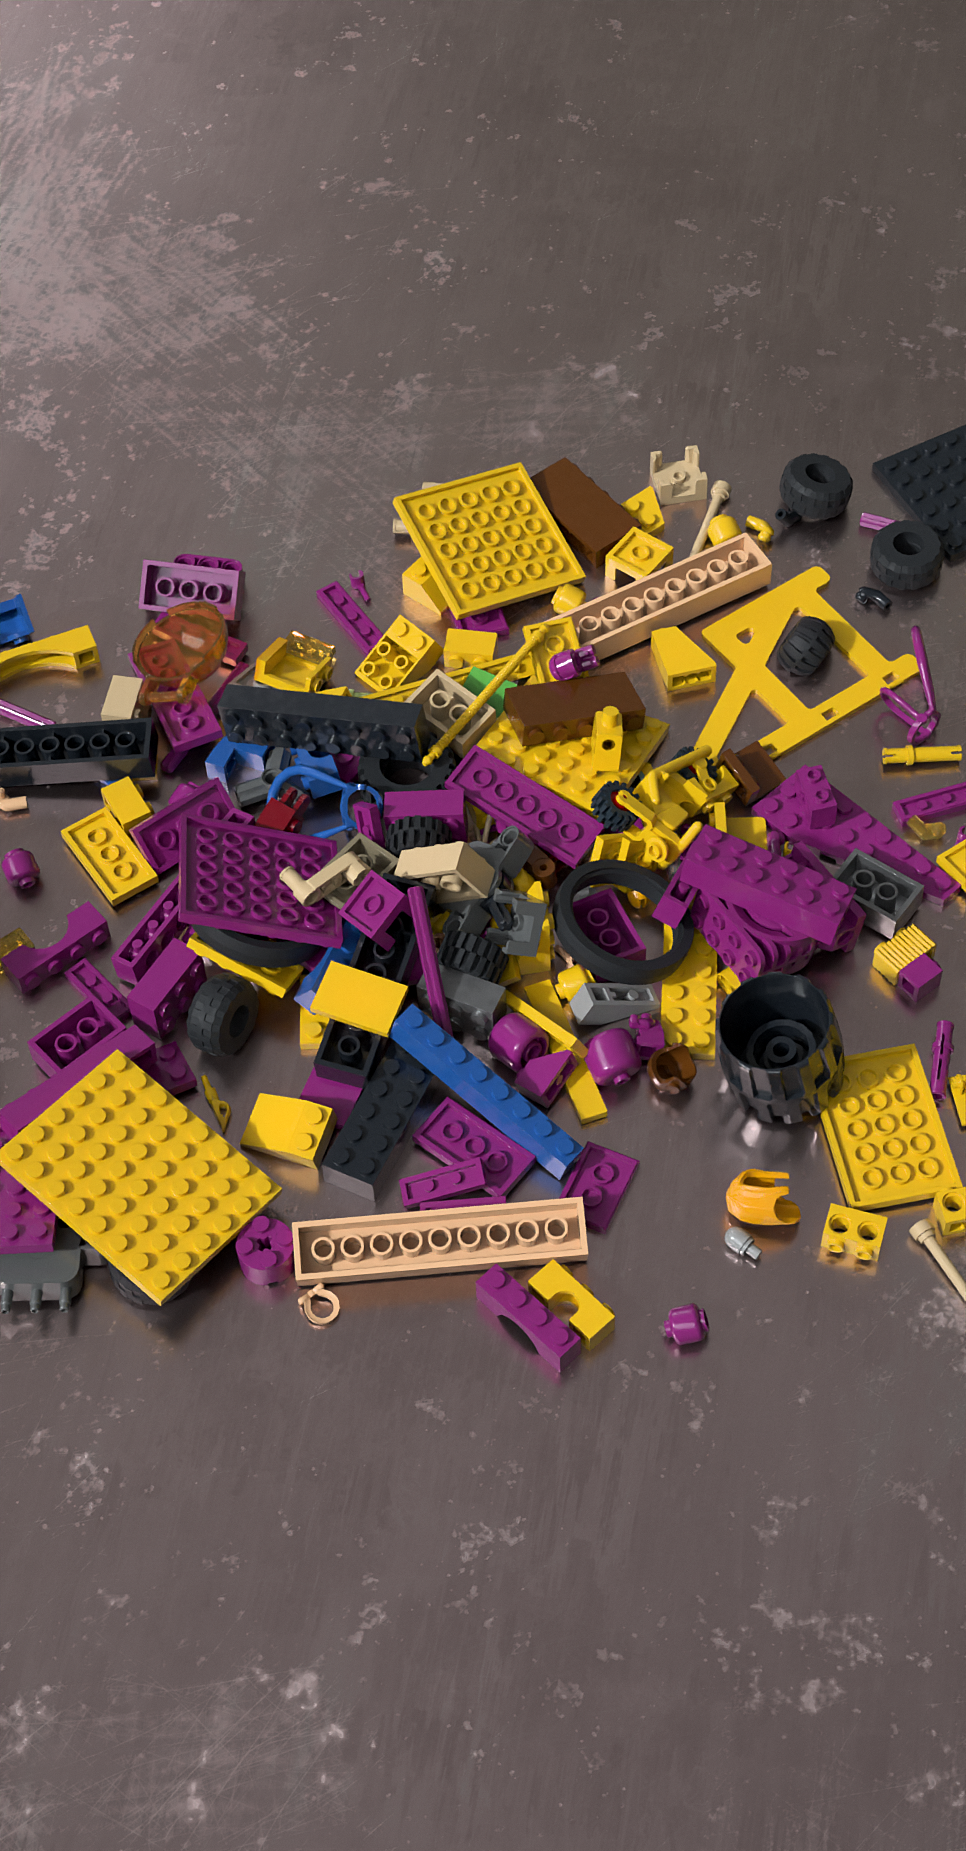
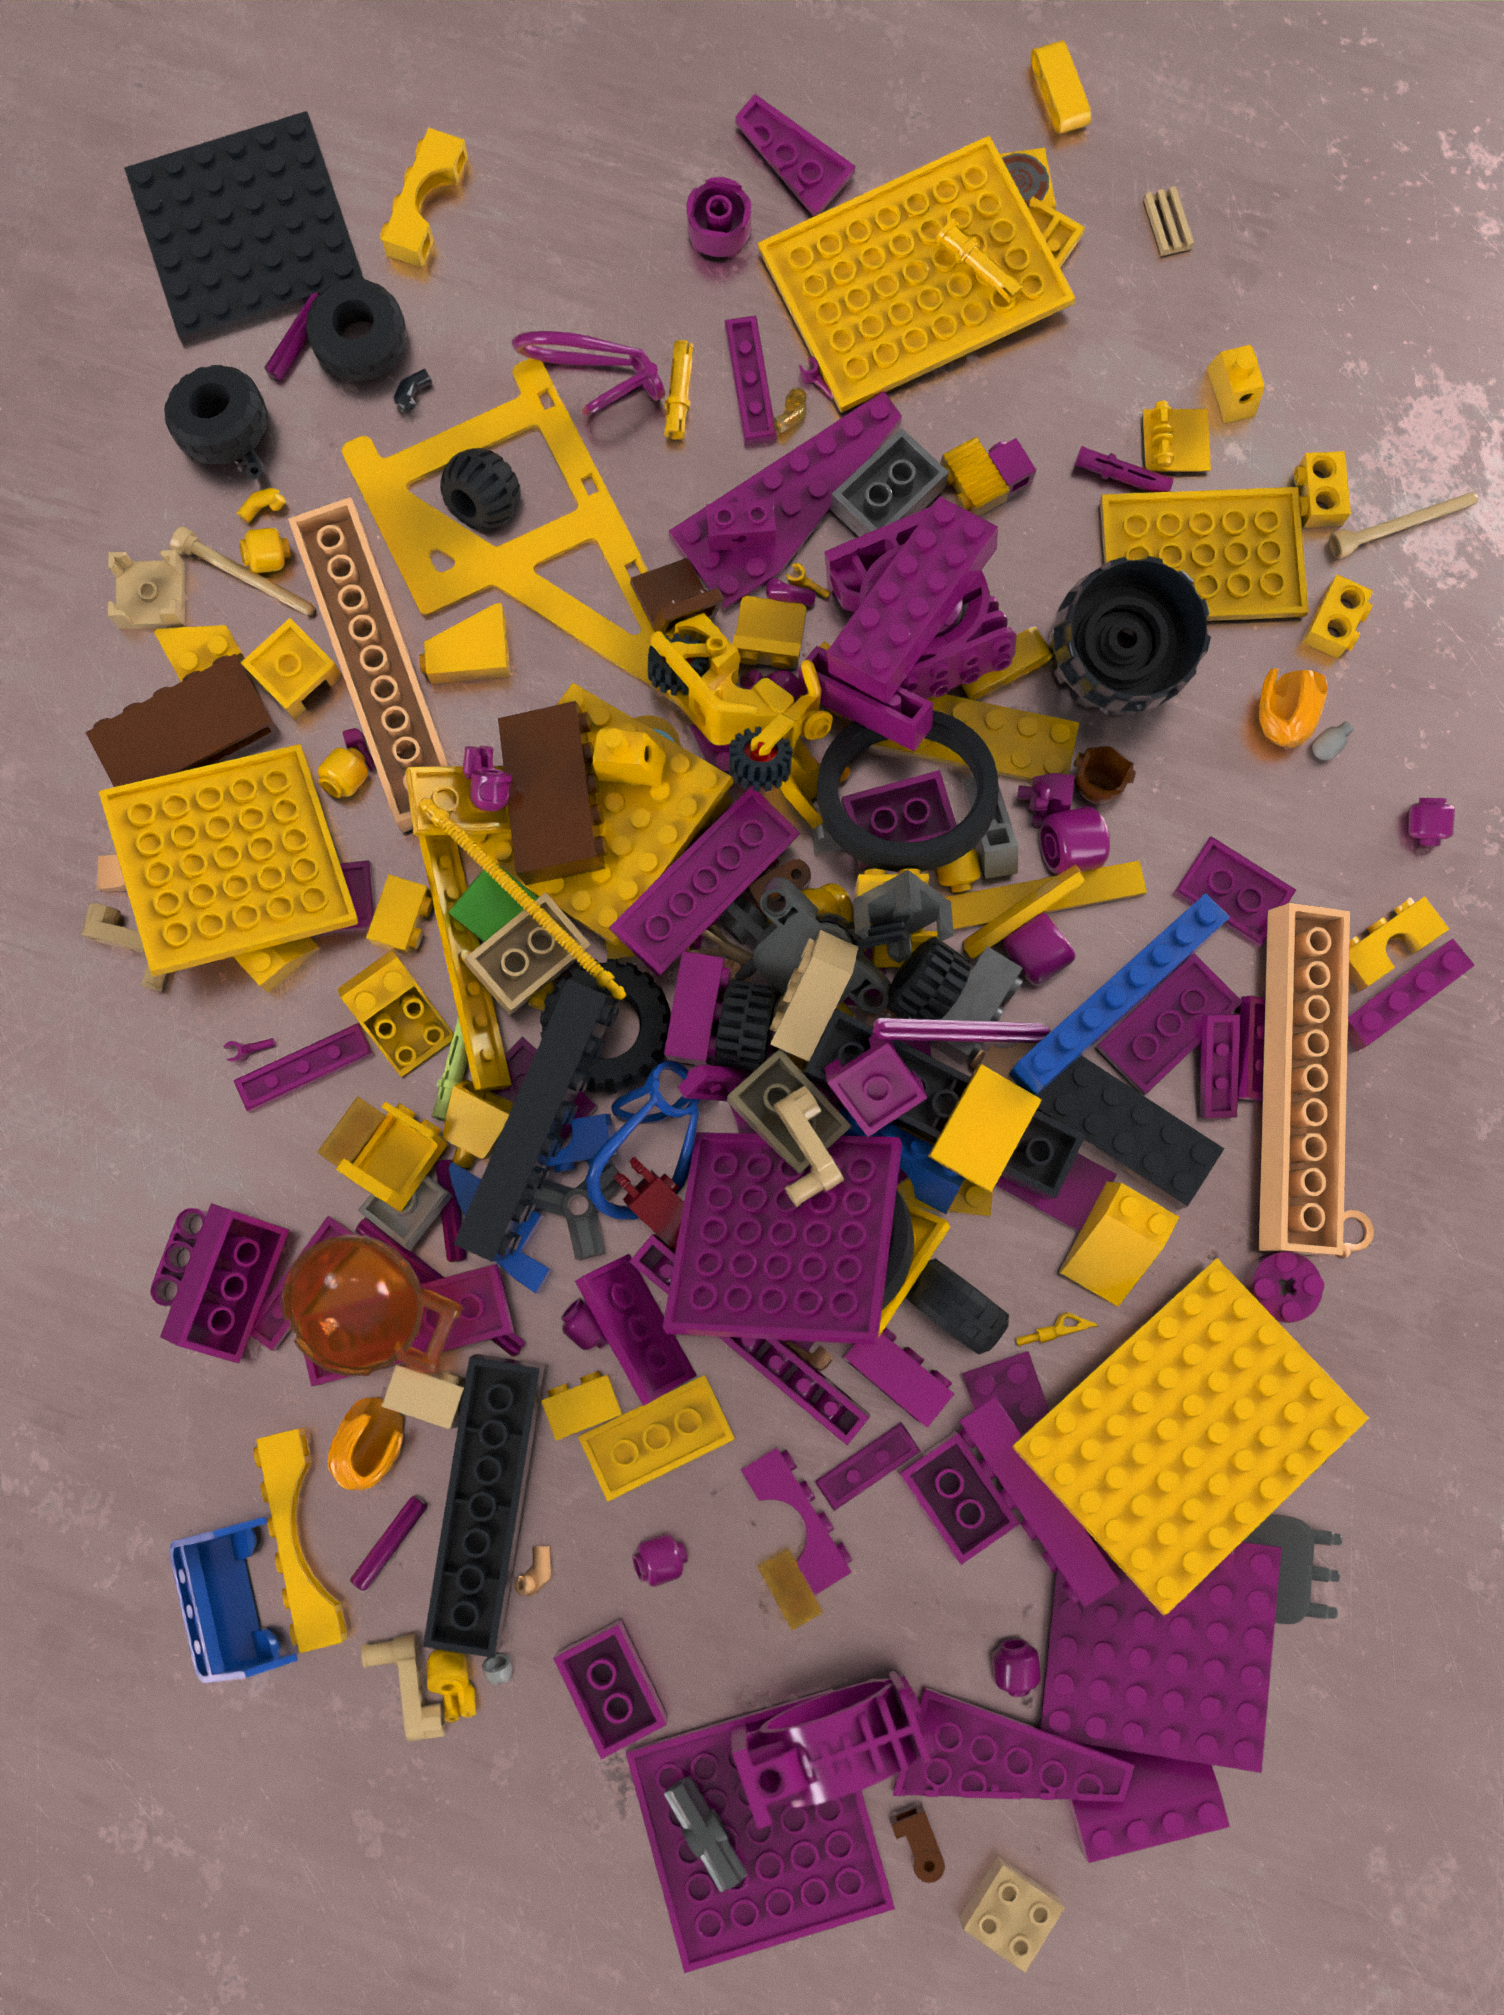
camera: 85 degrees left, 25 degrees up
(85, 684) = (365, 1444): none -> light orange hair
(545, 1076) = (1091, 925): magenta slope -> none

